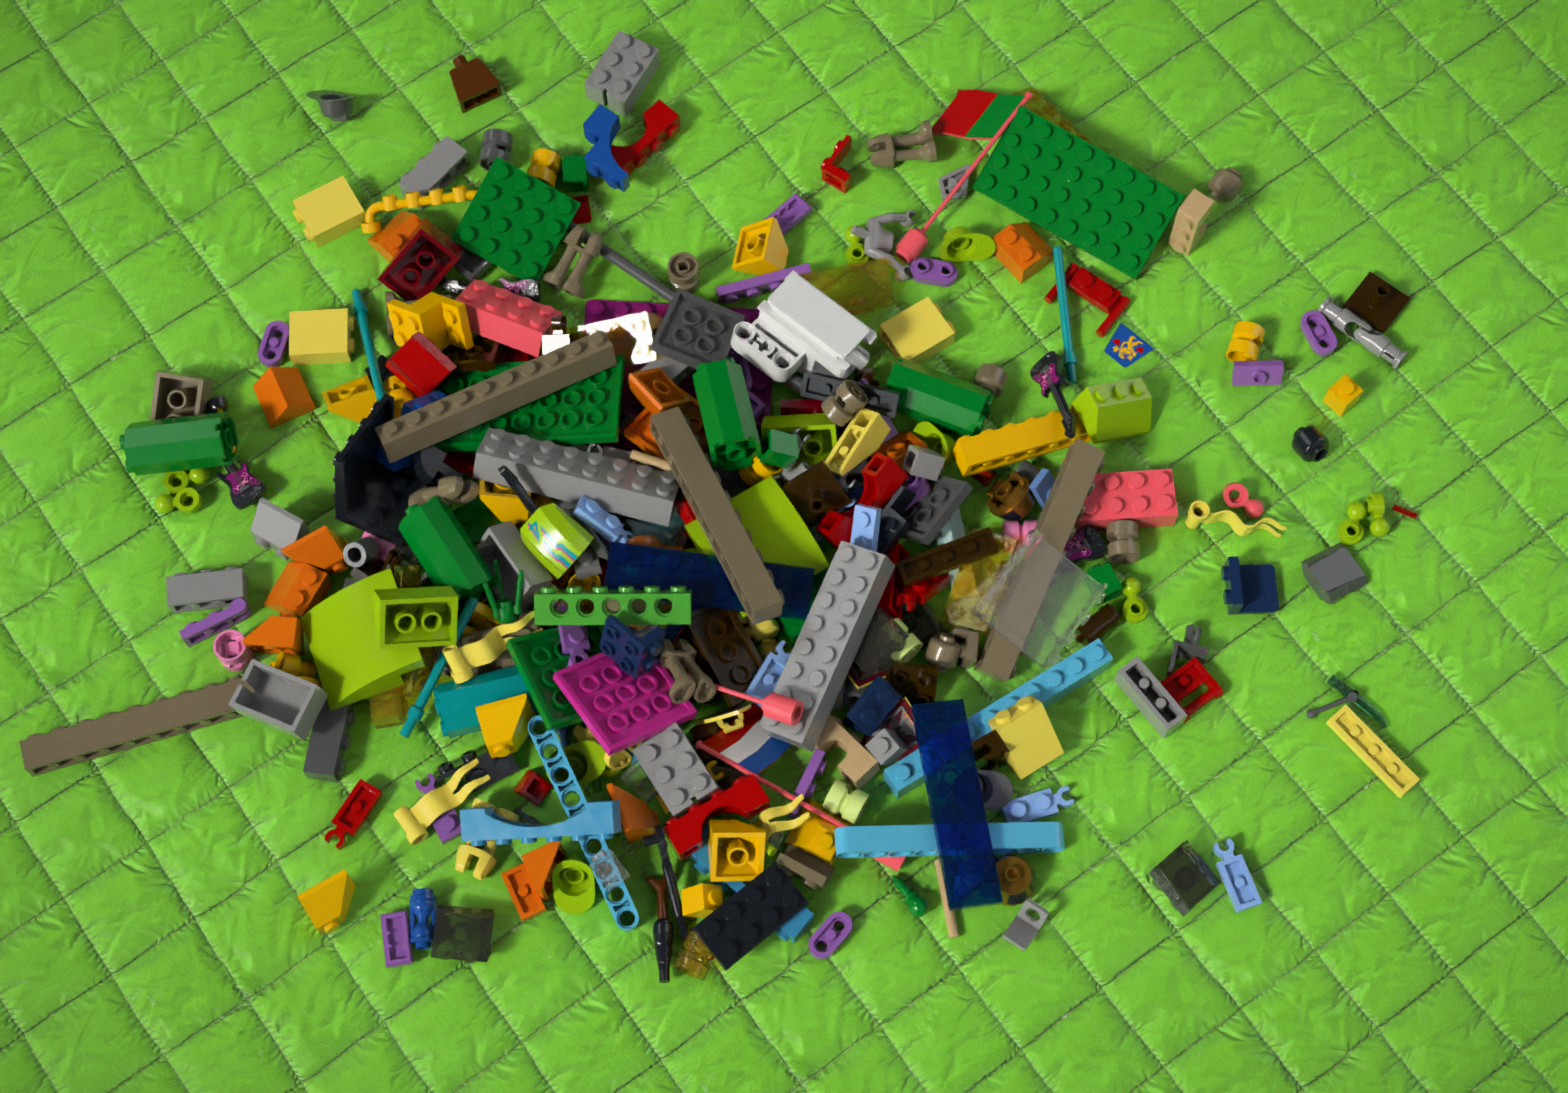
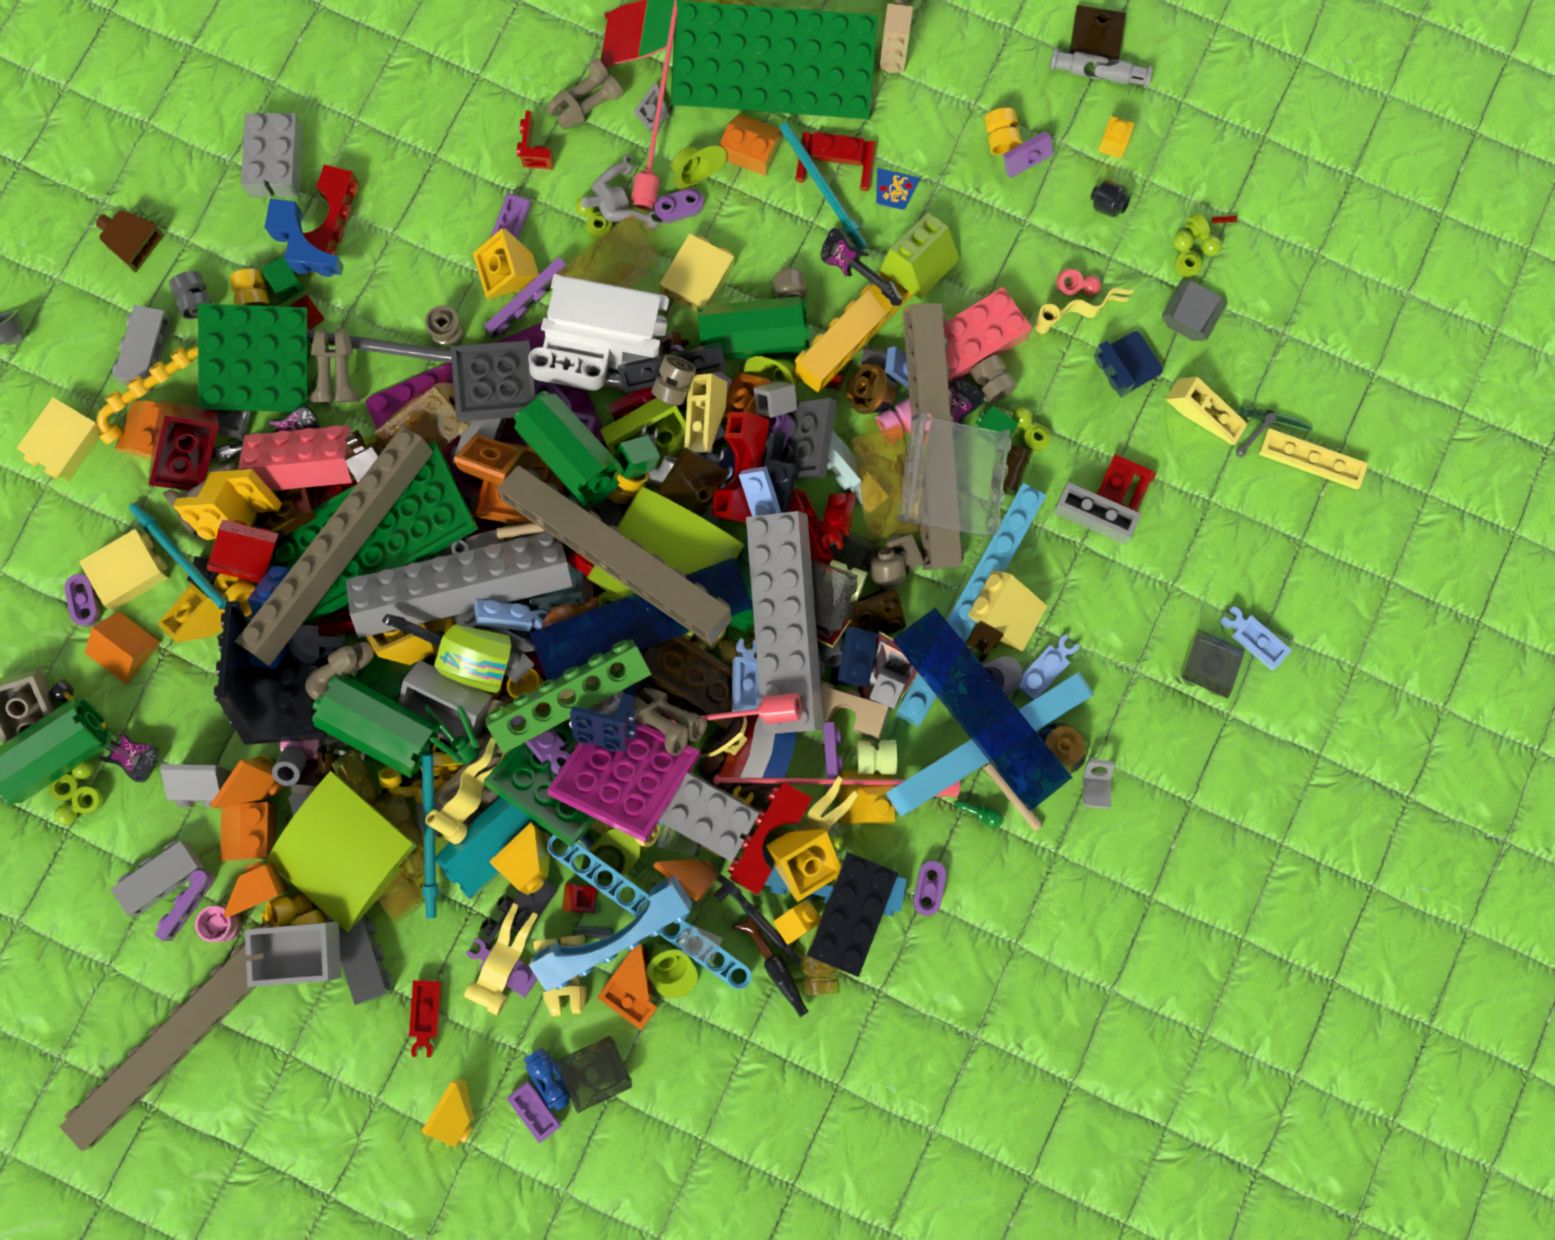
camera: 30 degrees left, 10 degrees up
(415, 617) = (383, 807): lime slope -> none
(807, 868) = (873, 837): dark tan bracket -> none
(947, 557) = (847, 479): dark brown plate -> none
(1188, 648) = (1103, 450): dark grey bracket -> none
(1298, 661) = (1206, 409): none -> light yellow slope
(1320, 334) = (1063, 87): medium lavender plate -> none

